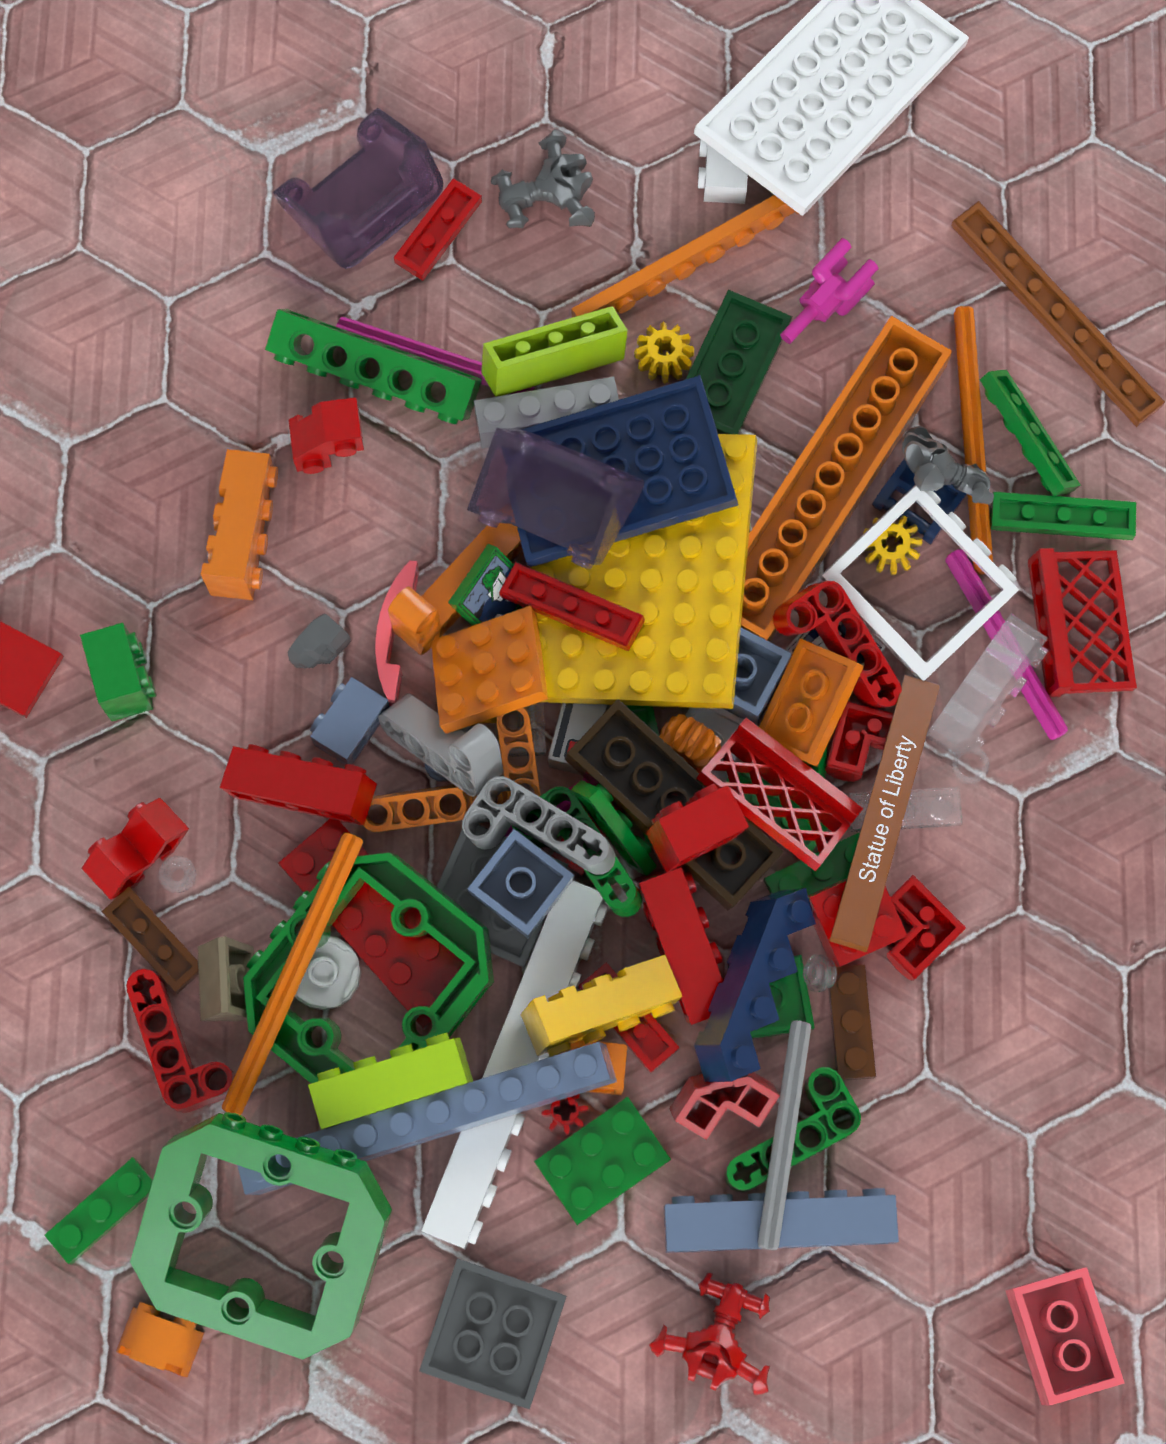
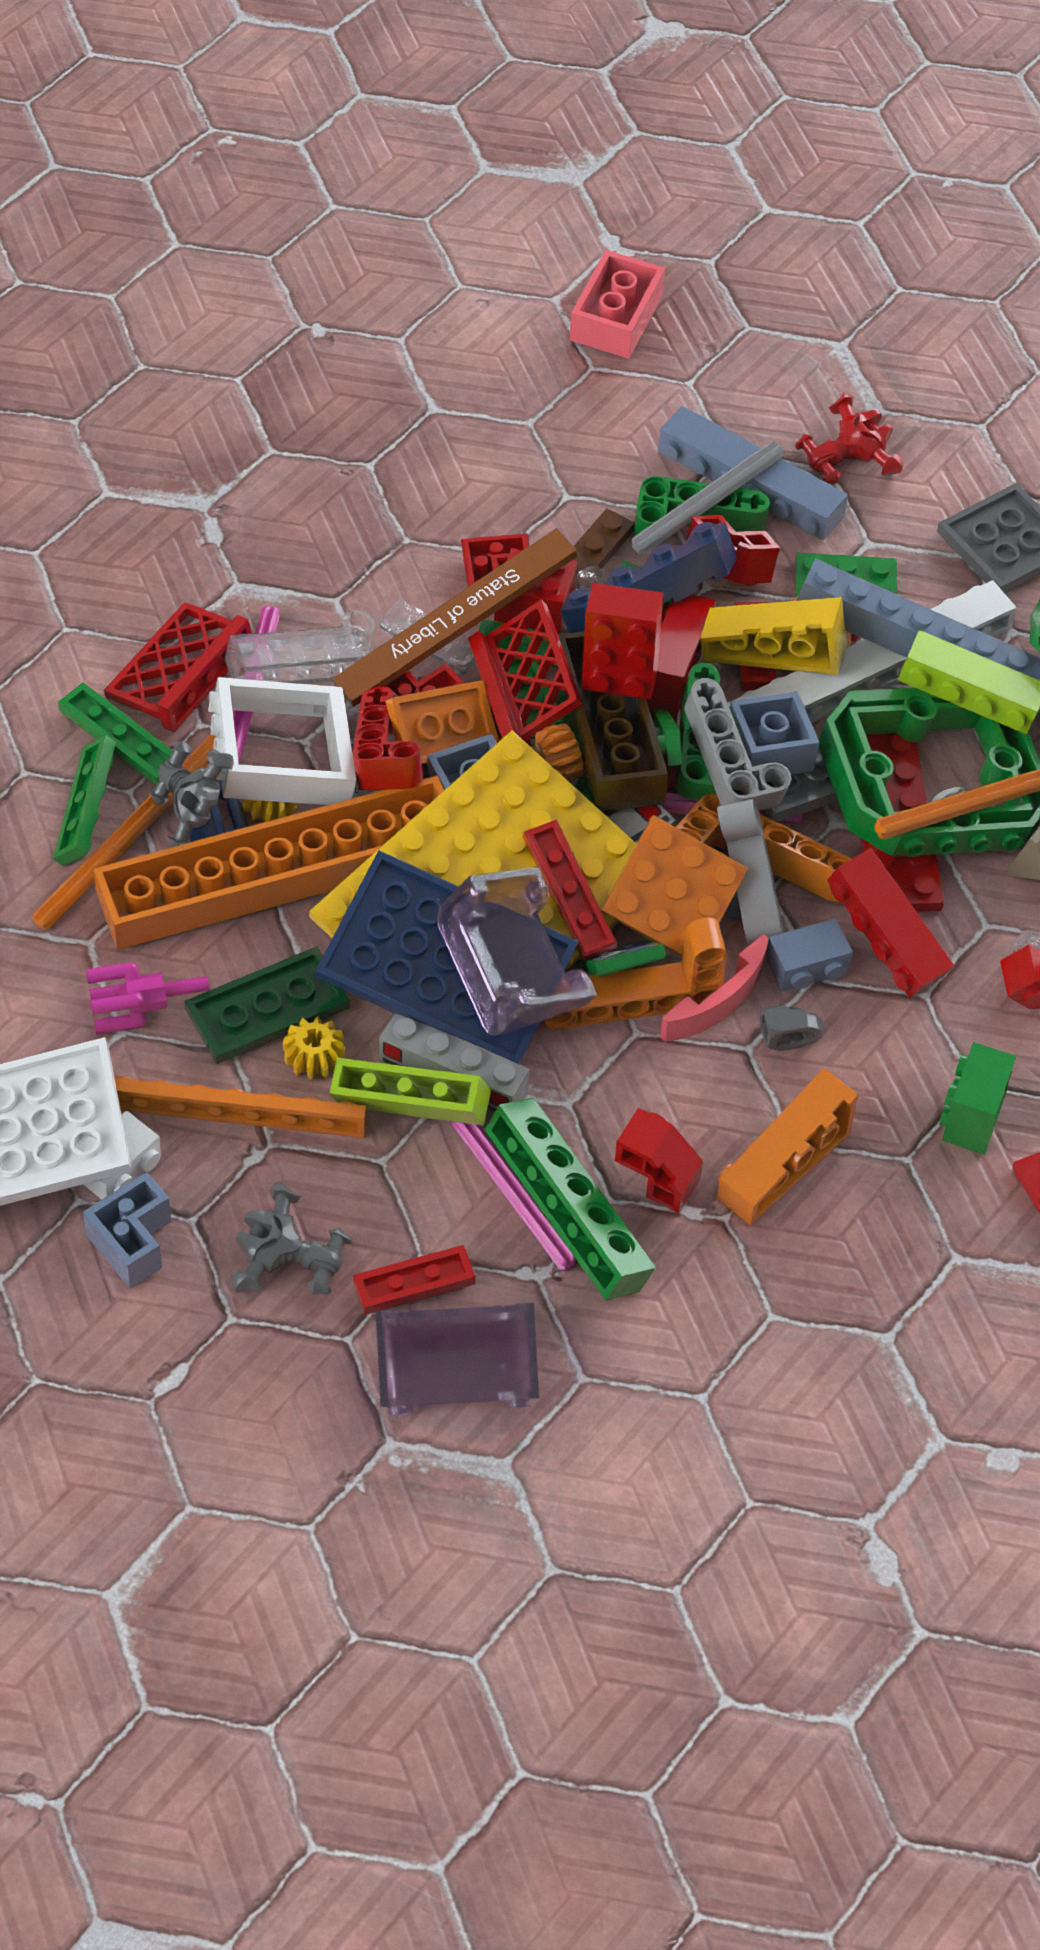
camera: 145 degrees left, 20 degrees down
(668, 103) = (123, 1228): none -> sand blue brick

